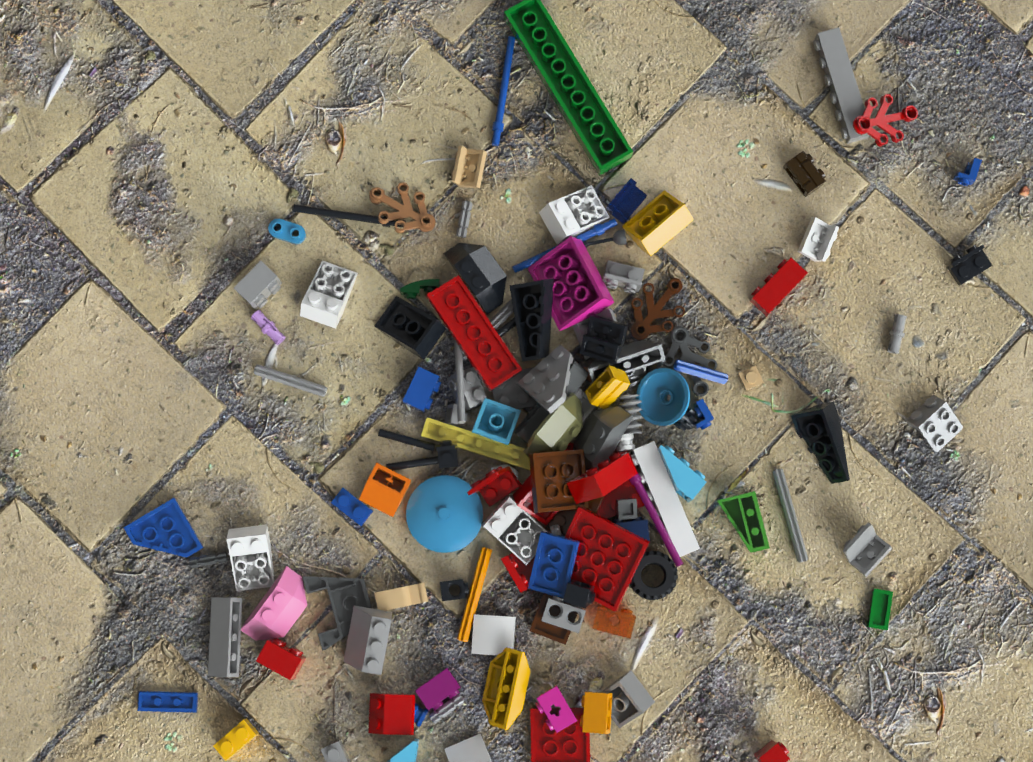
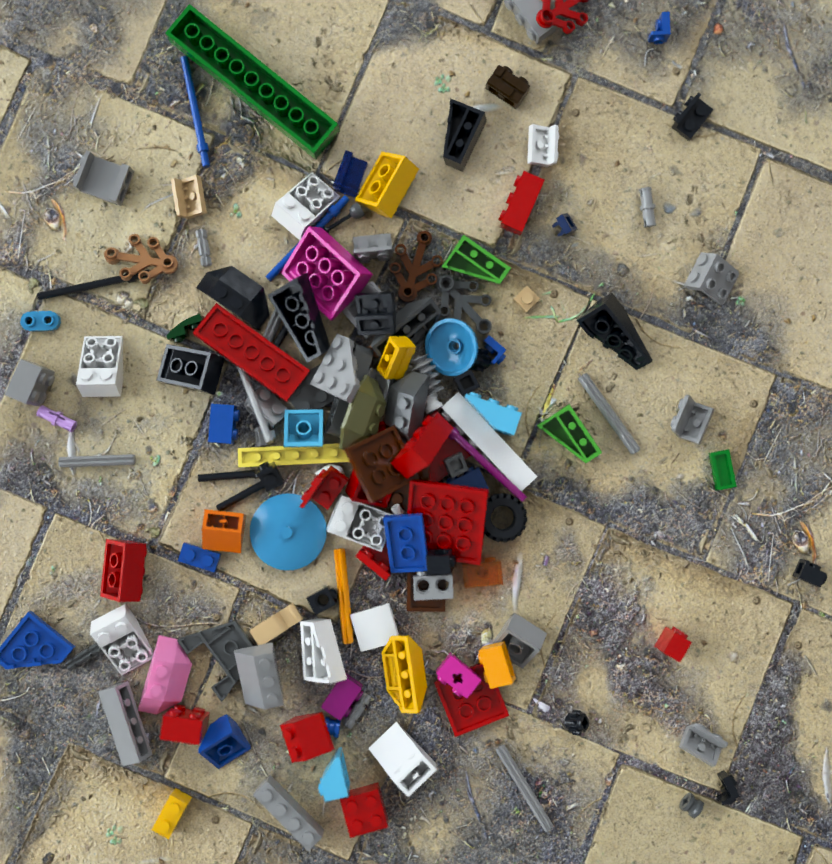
camera: 25 degrees left, 5 degrees up
(167, 701) = (96, 801): blue tile -> none
(276, 492) = (123, 570): none -> red slope
(309, 690) = (223, 742): none -> blue slope
(395, 121) = (103, 178): none -> light grey panel
(434, 638) = (320, 652): none -> white wedge
(665, 435) = (466, 383): none -> black brick
(700, 371) = (477, 310): axle -> none
(715, 326) = (475, 261): none -> bright green wedge
(746, 202) = (462, 134): none -> black wedge
(814, 321) = (566, 224): none -> dark blue tile
(929, 740) = (810, 573): none -> black brick

